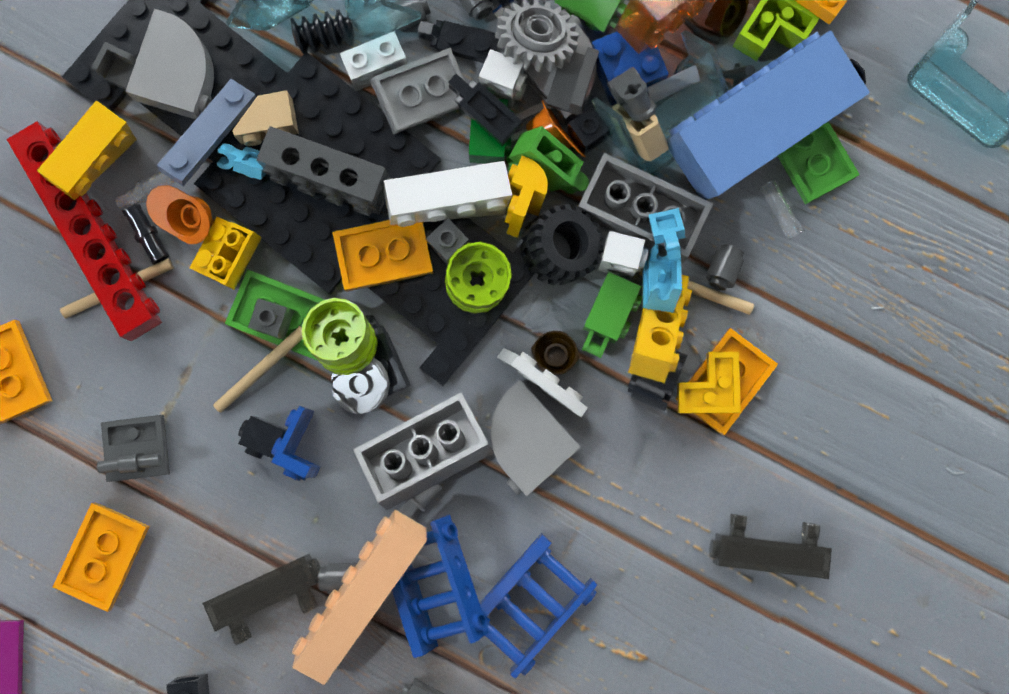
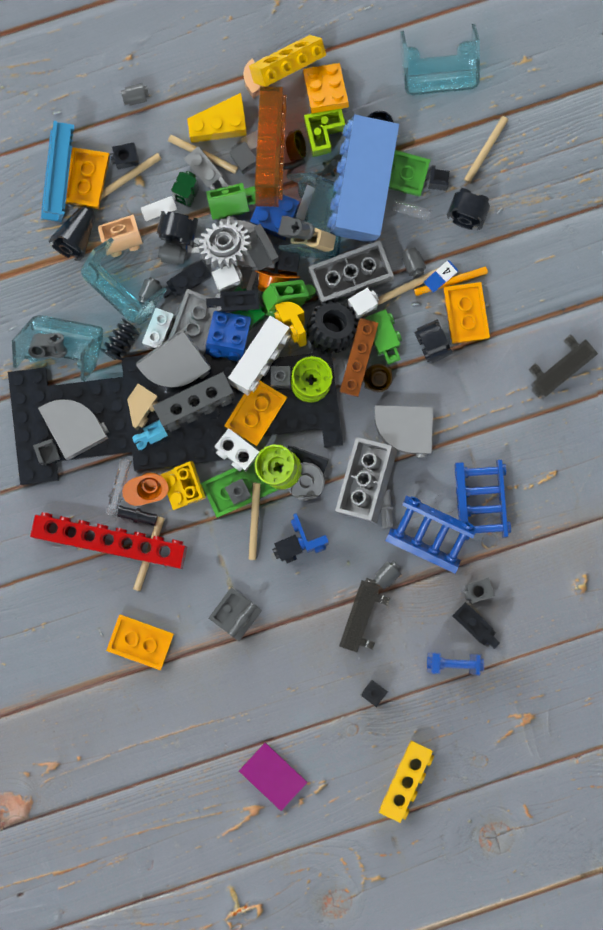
camera: 45 degrees left, 0 degrees up
(87, 151) = (77, 502): yellow wedge -> none
(101, 556) = (271, 676): light orange plate -> none
(206, 132) = (120, 439): sand blue plate -> none
(326, 271) = (240, 446): none -> white brick
(350, 109) = (174, 362): none -> light grey brick
(359, 596) = (405, 570): light nougat brick -> none
(438, 137) = (227, 335): none -> blue bracket
(547, 381) = (387, 393): white wing -> none
(556, 308) = (359, 357): none -> dark orange plate
(658, 338) = (412, 318): yellow brick -> none
(661, 282) = (393, 297): medium azure hinge -> none
(668, 229) = (372, 272): medium azure plate -> none
(720, 391) = (468, 321): yellow plate -> none
(739, 312) = (441, 276): none -> sticker
(745, 329) = (454, 280): none -> light orange bar
(845, 205) = (438, 179): none -> black panel
(847, 270) = (468, 209): none -> black brick
(931, 226) = (485, 150): none -> tan bar

